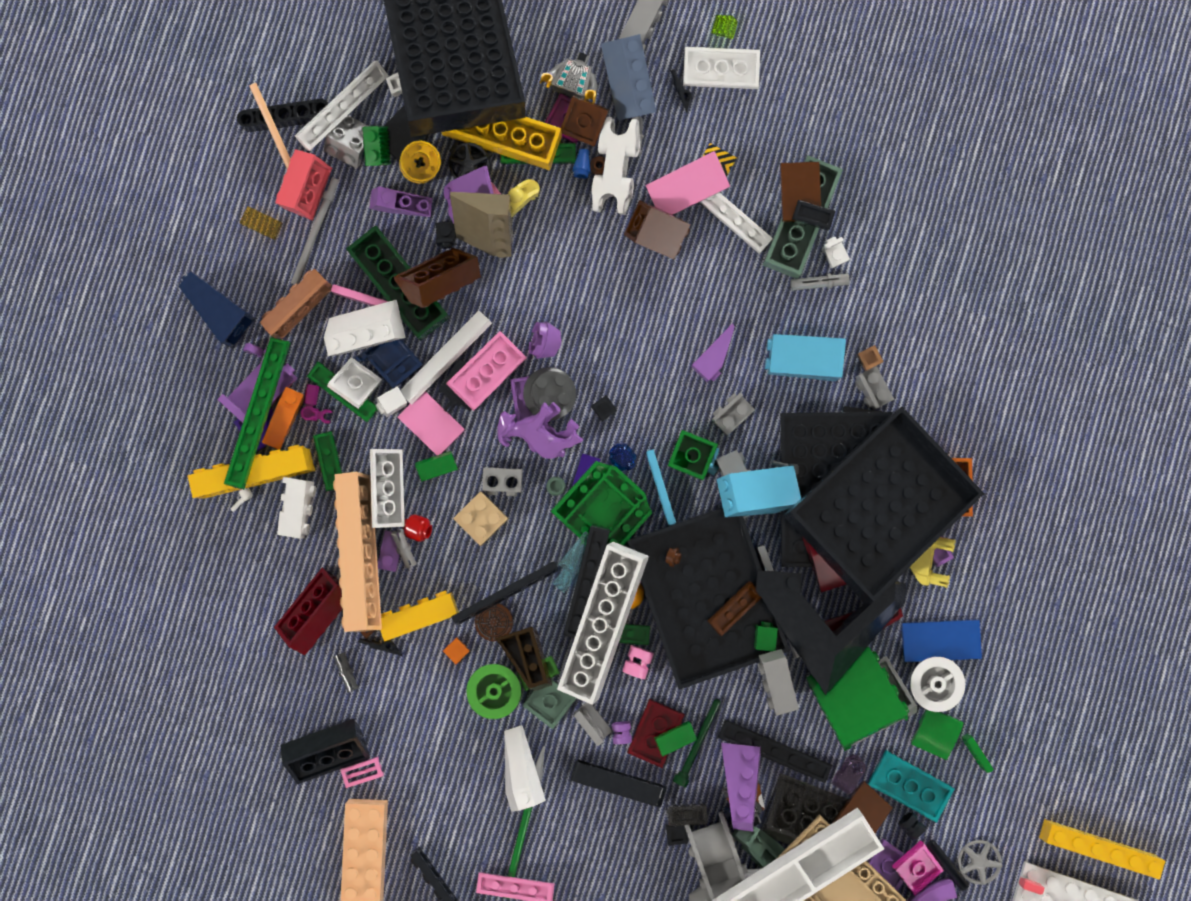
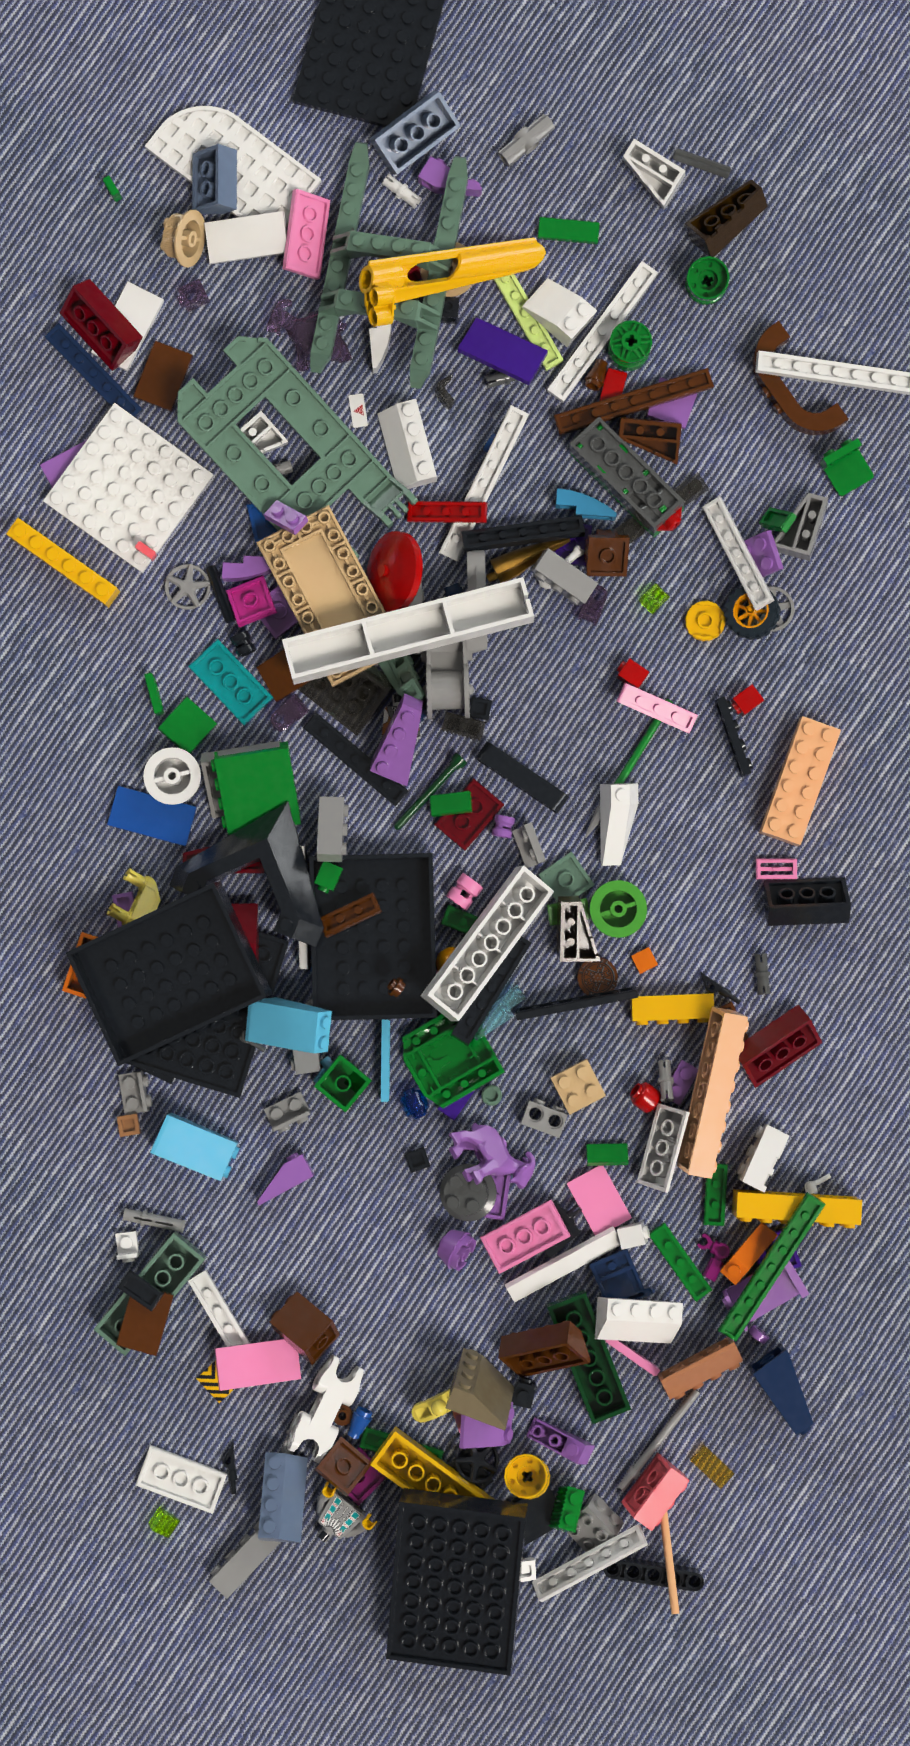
camera: 165 degrees left, 0 degrees up
(354, 382) = (664, 1267): white plate -> none

